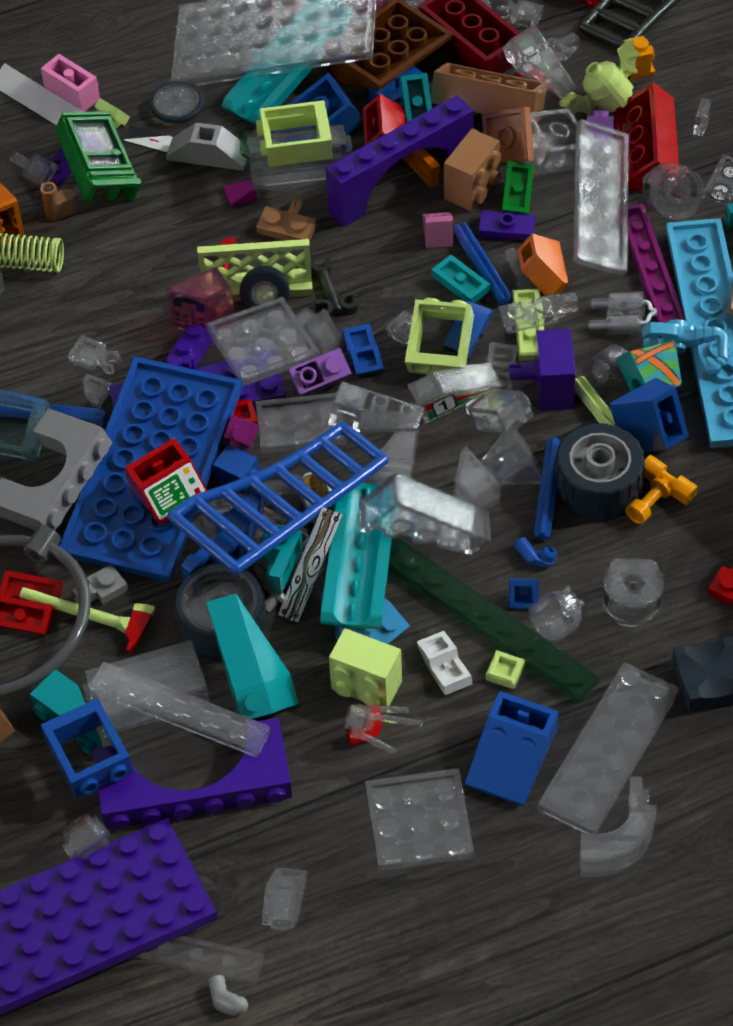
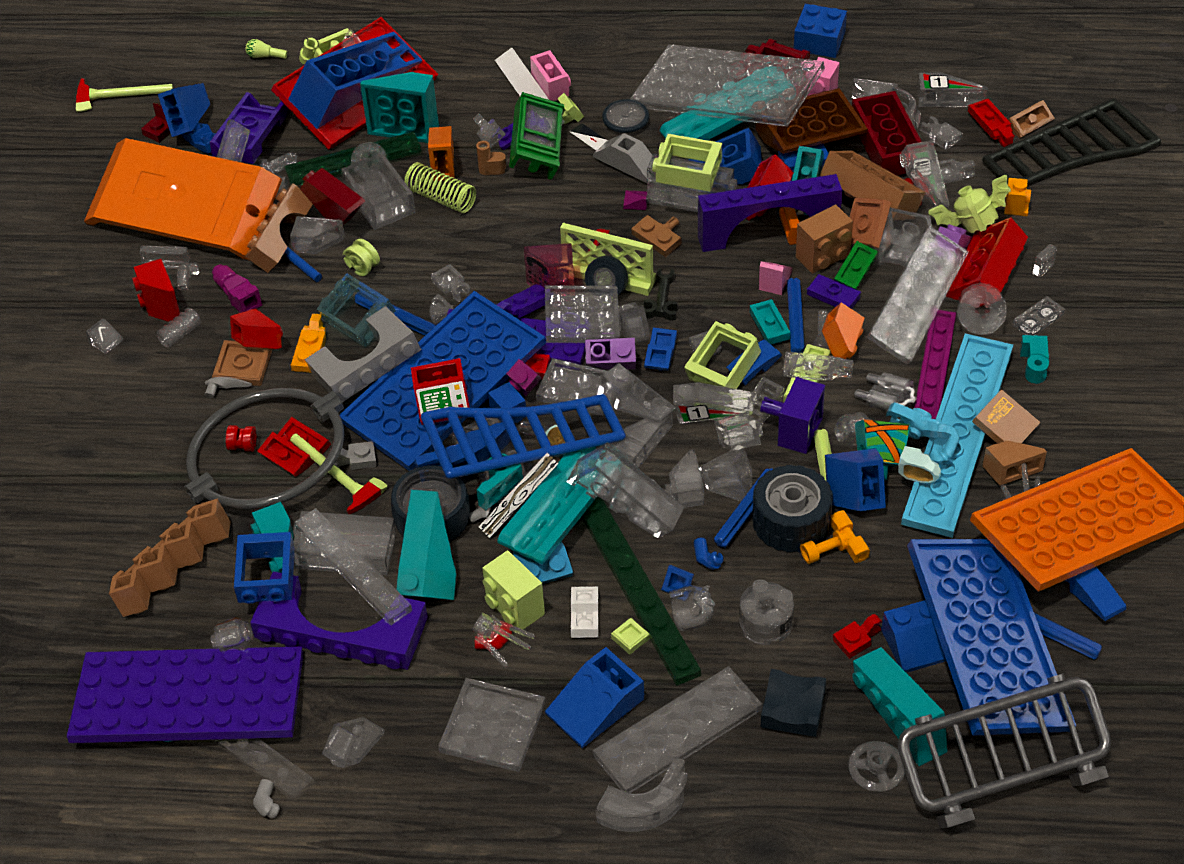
camera: 25 degrees right, 5 degrees down
(702, 380) = (918, 466): none -> light aqua rock

